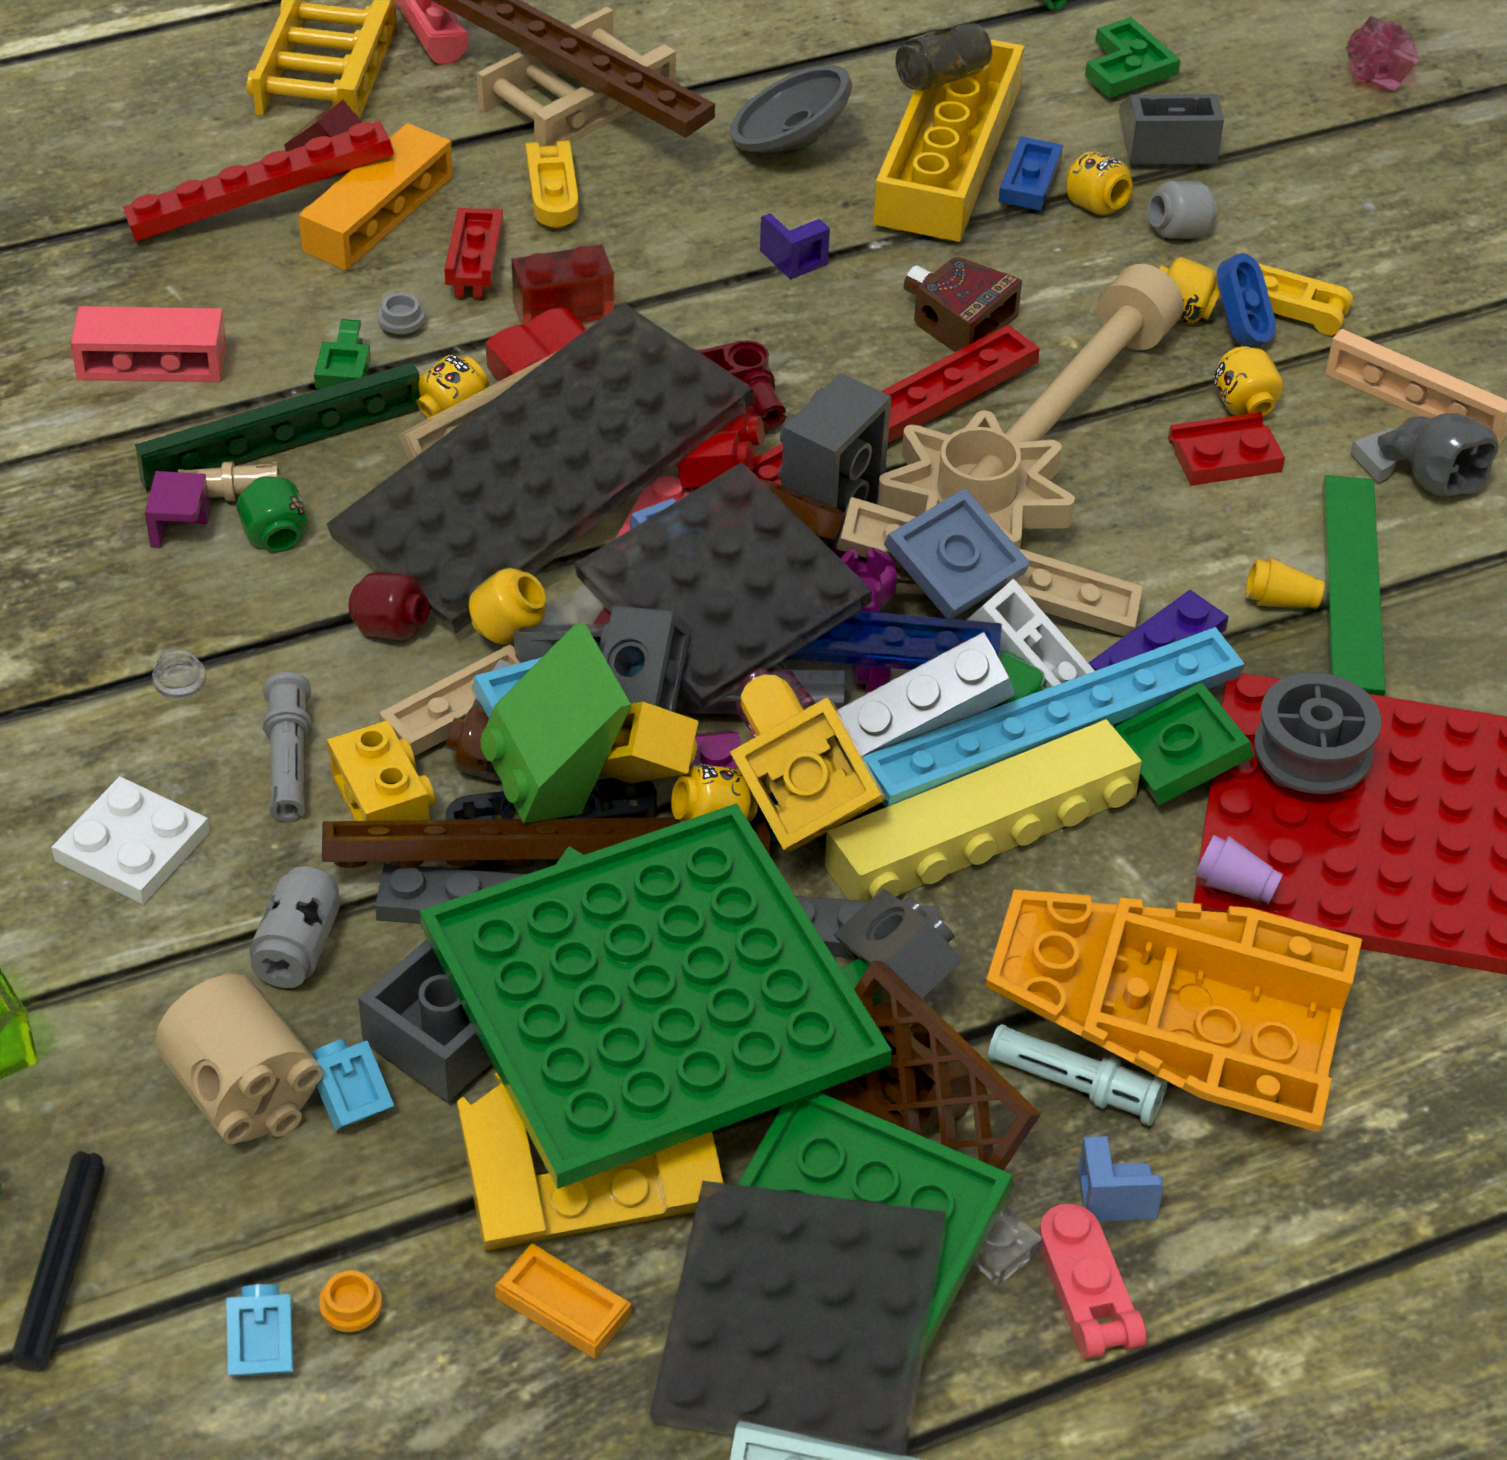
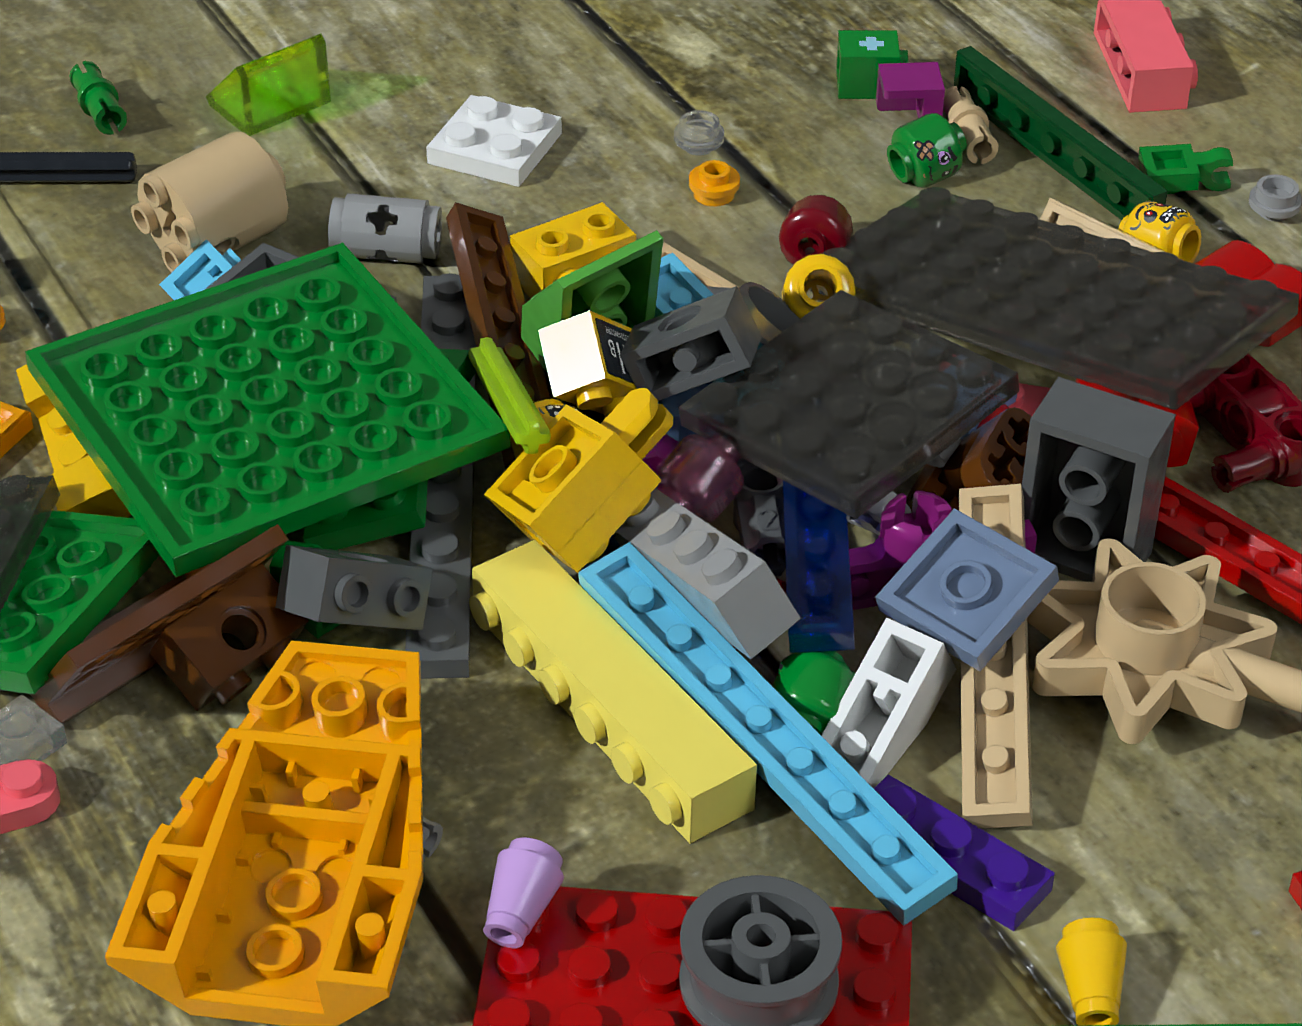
camera: 85 degrees right, 5 degrees down
(108, 532) = (859, 58): none -> green brick
(259, 668) = (714, 183): none -> light orange plate
(287, 728) = (645, 196): light grey pin -> none
(673, 806) = (509, 396): none -> lime axle
(1116, 1190) = (83, 818): medium blue panel -> none
(1184, 742) = (747, 841): green plate -> none

